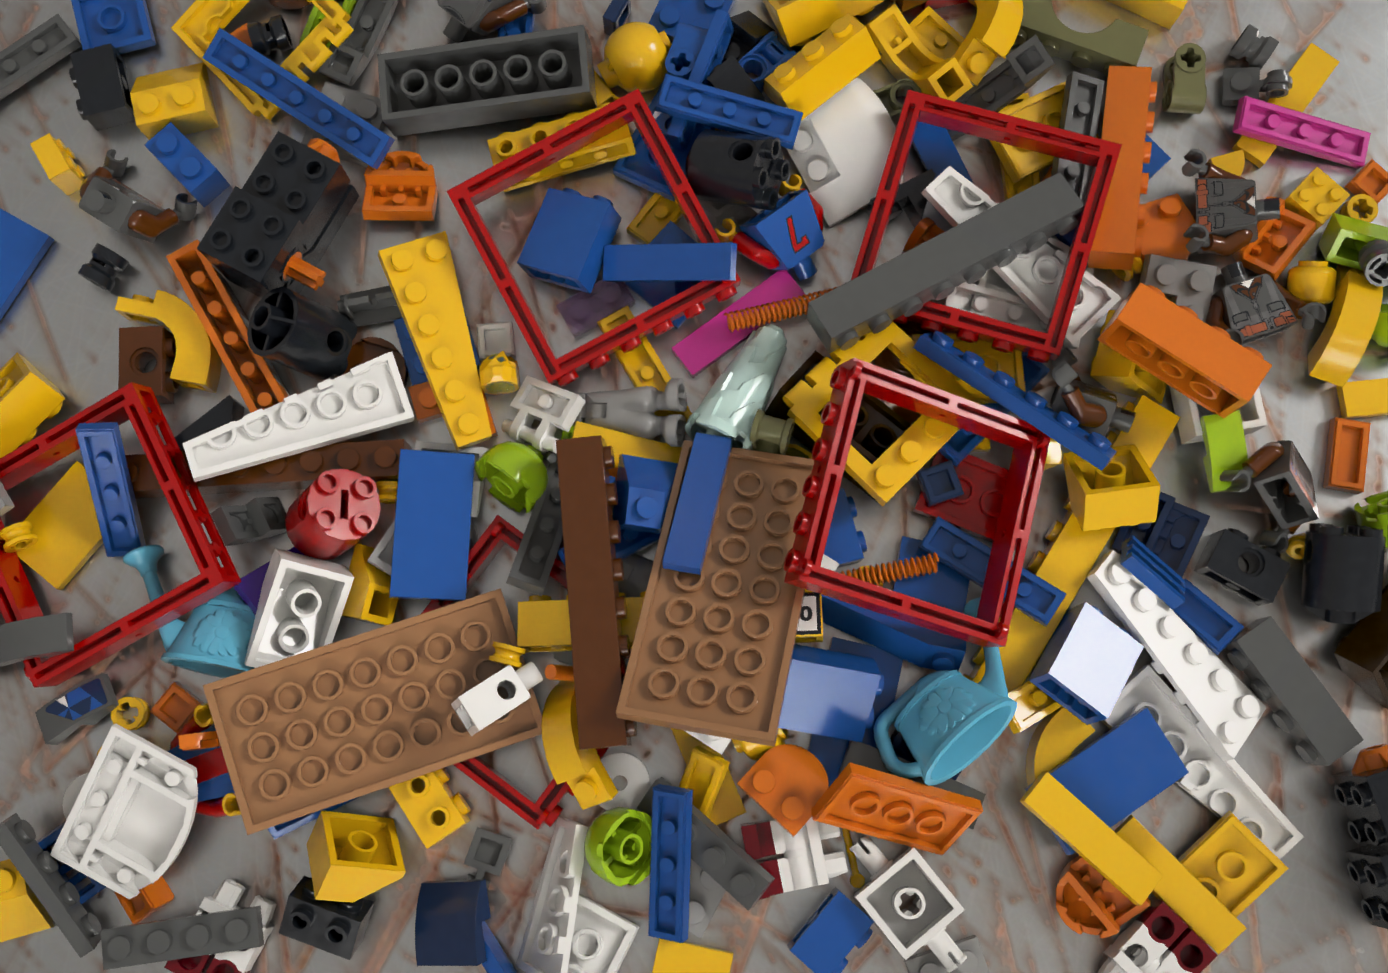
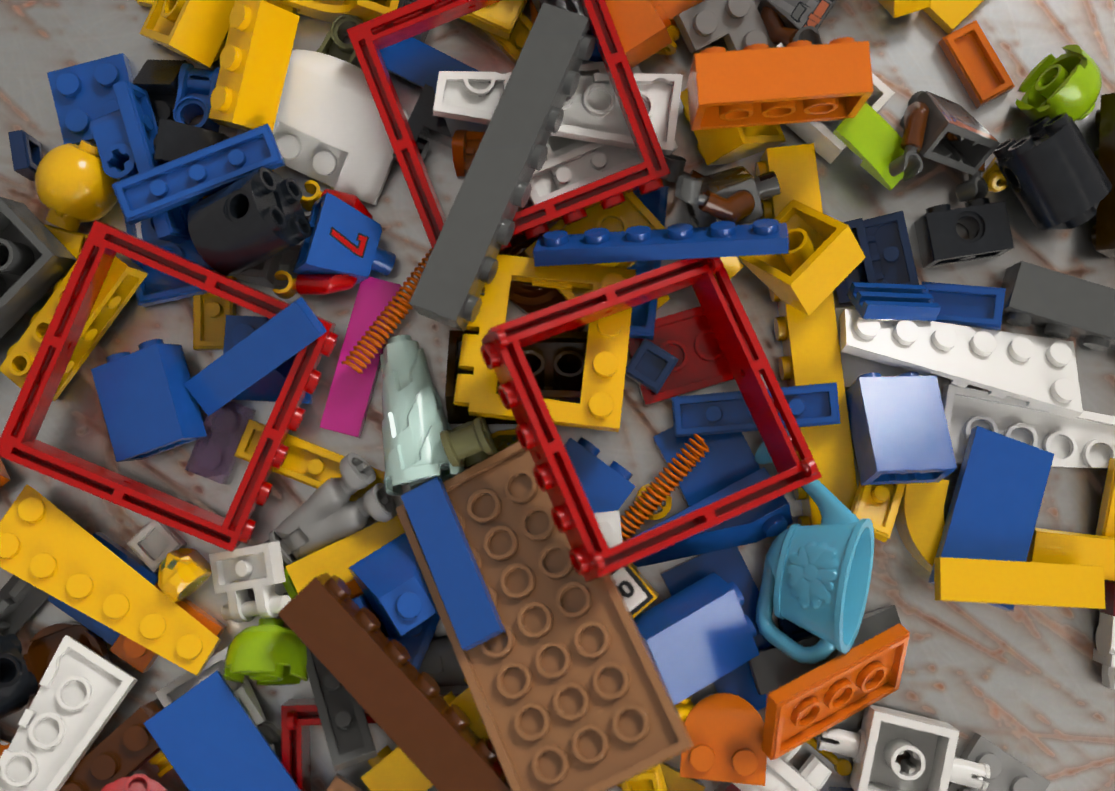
camera: 35 degrees left, 5 degrees up
(1091, 902) = (1053, 632): orange slope -> none

